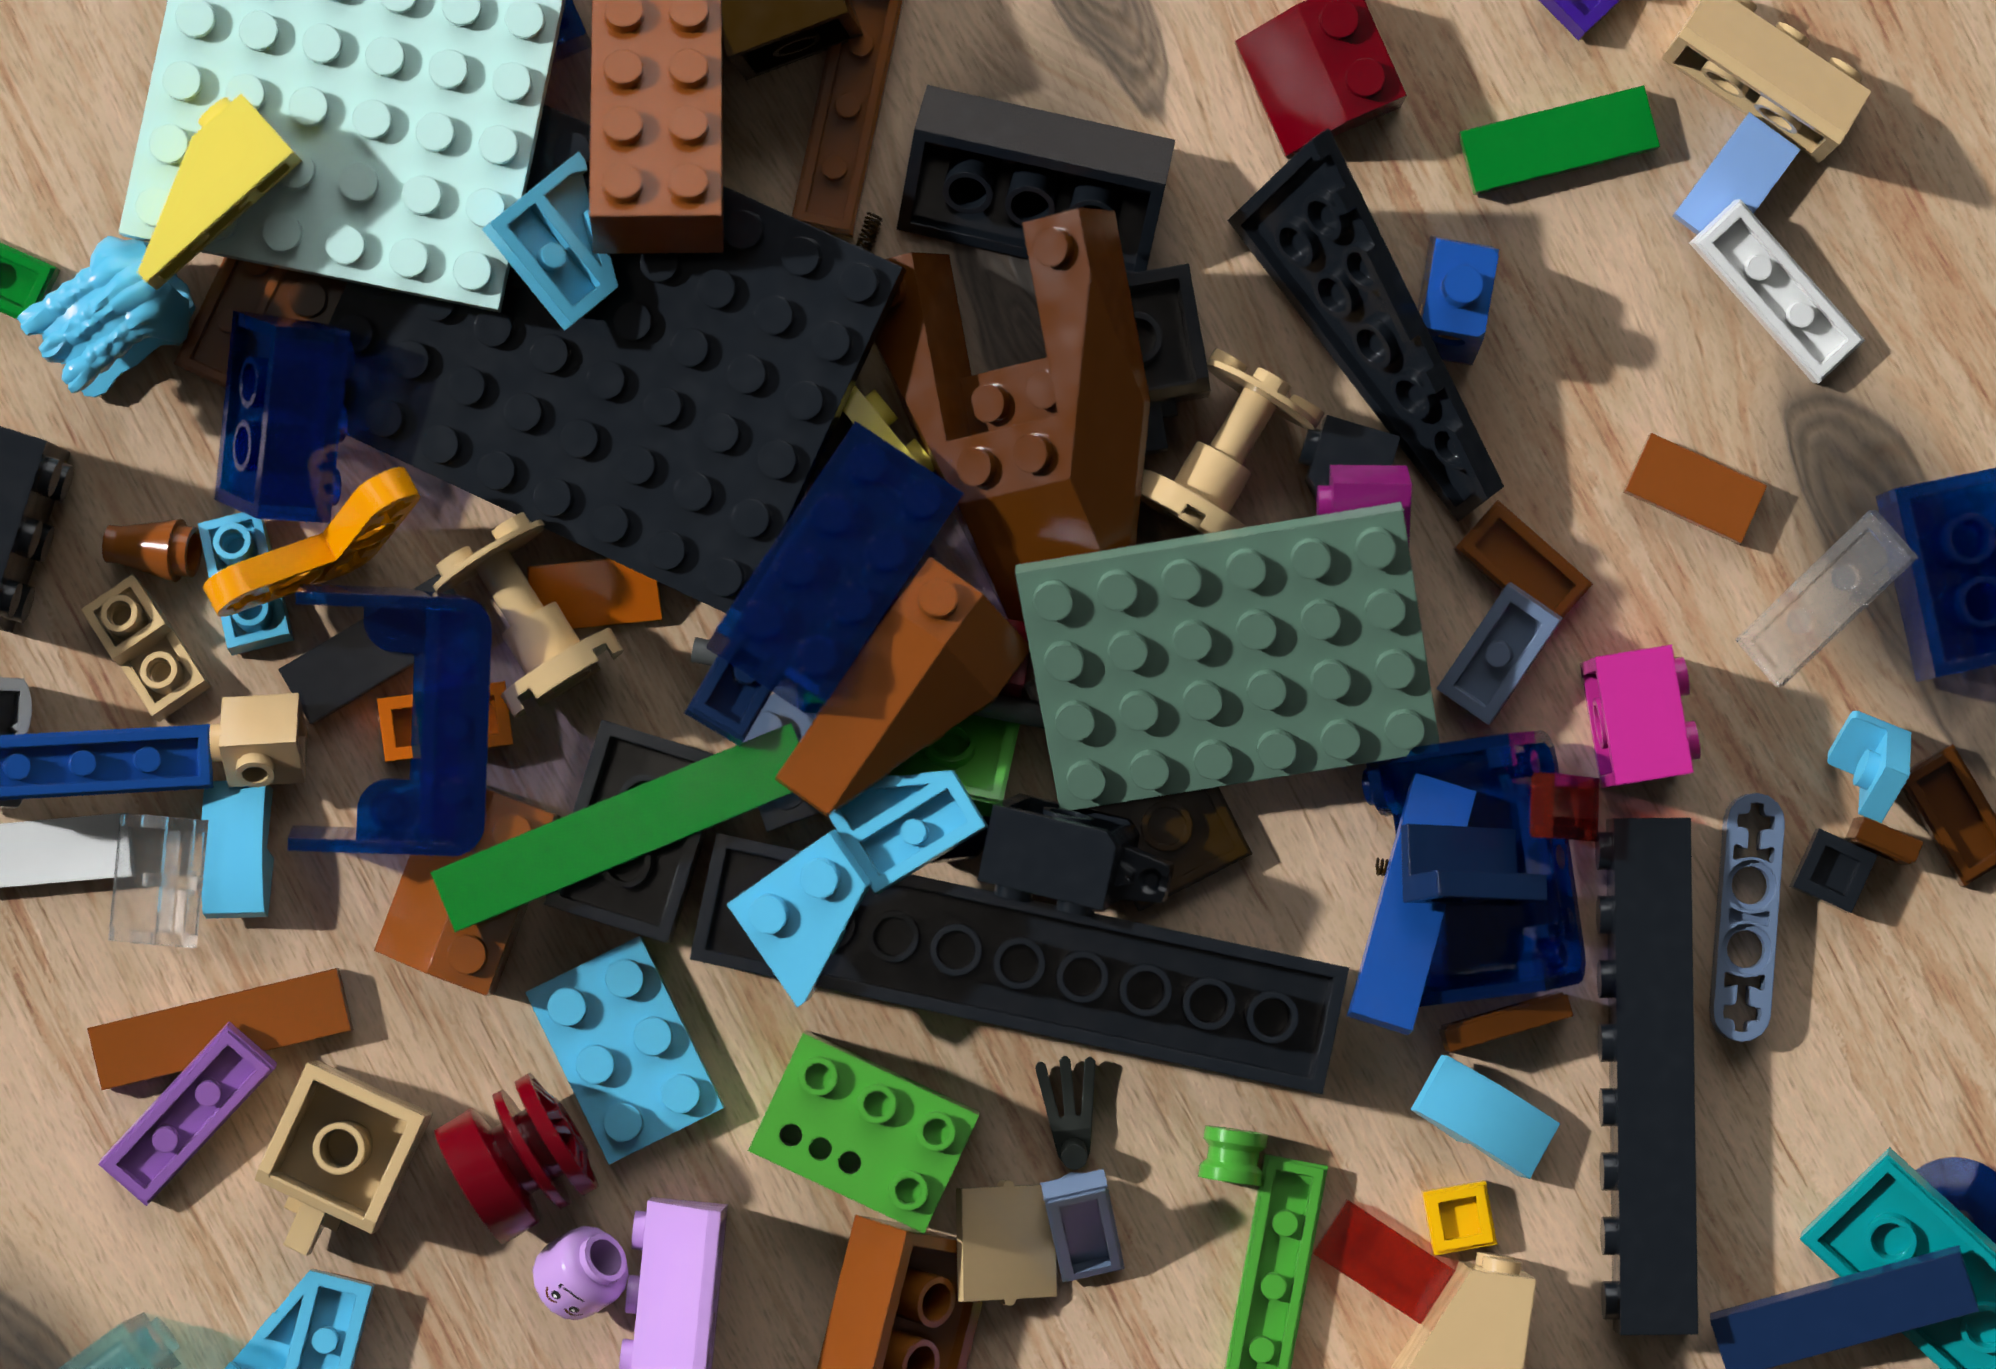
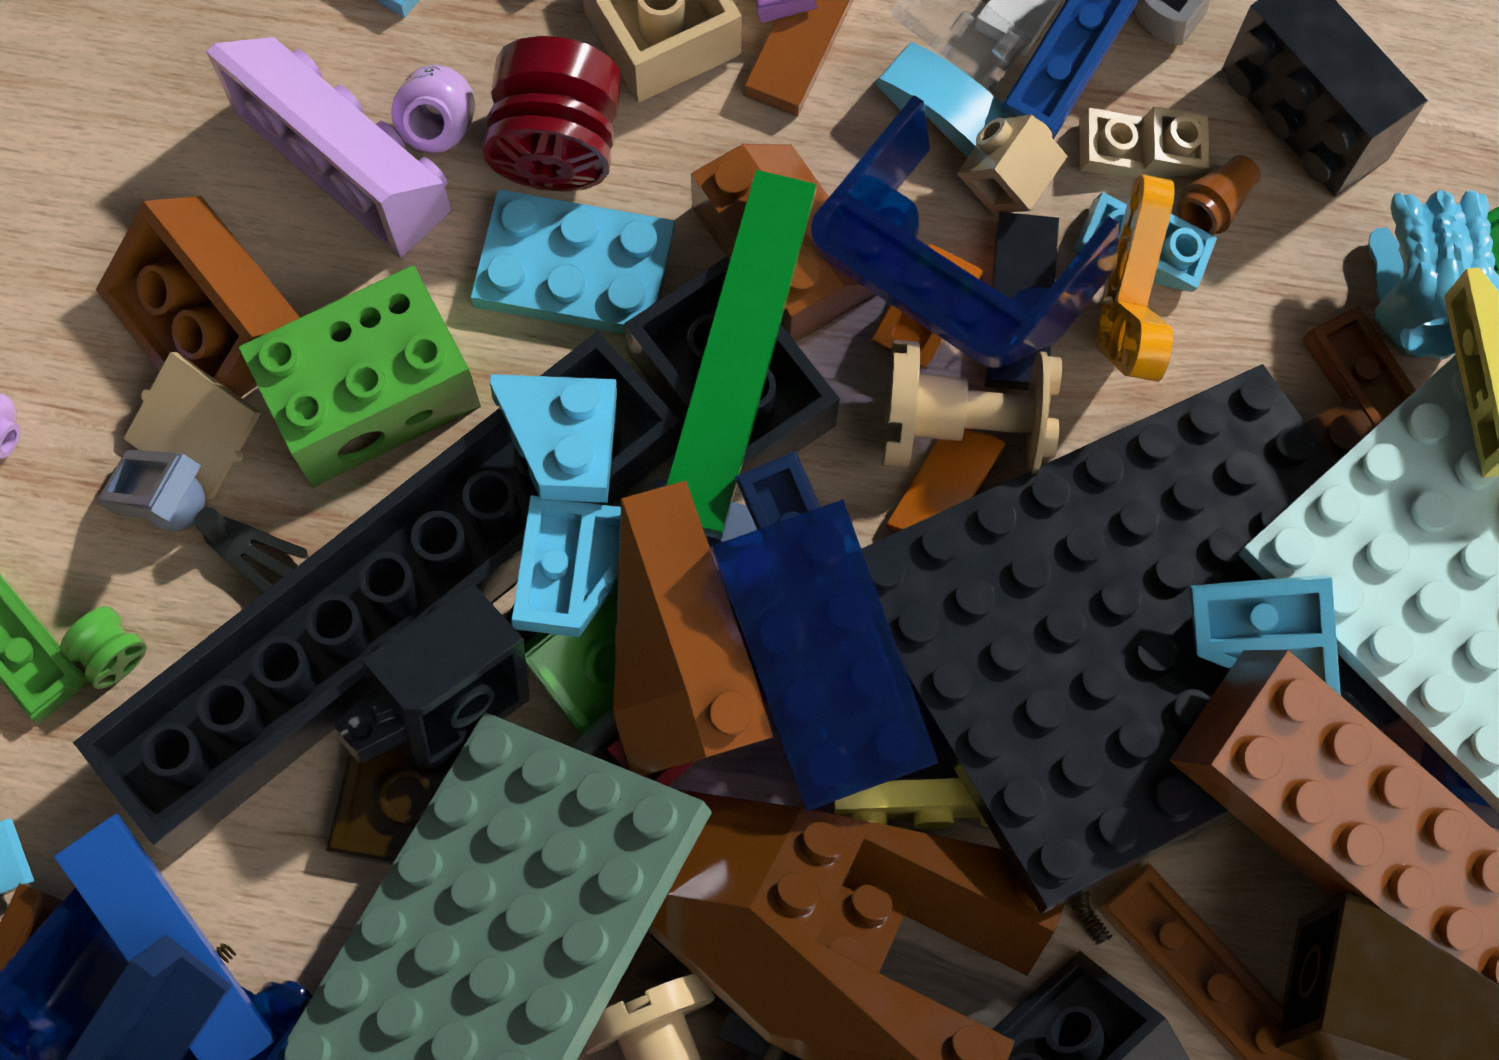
camera: 125 degrees right, 15 degrees down
(283, 417) = (1259, 342): clear blue slope -> none

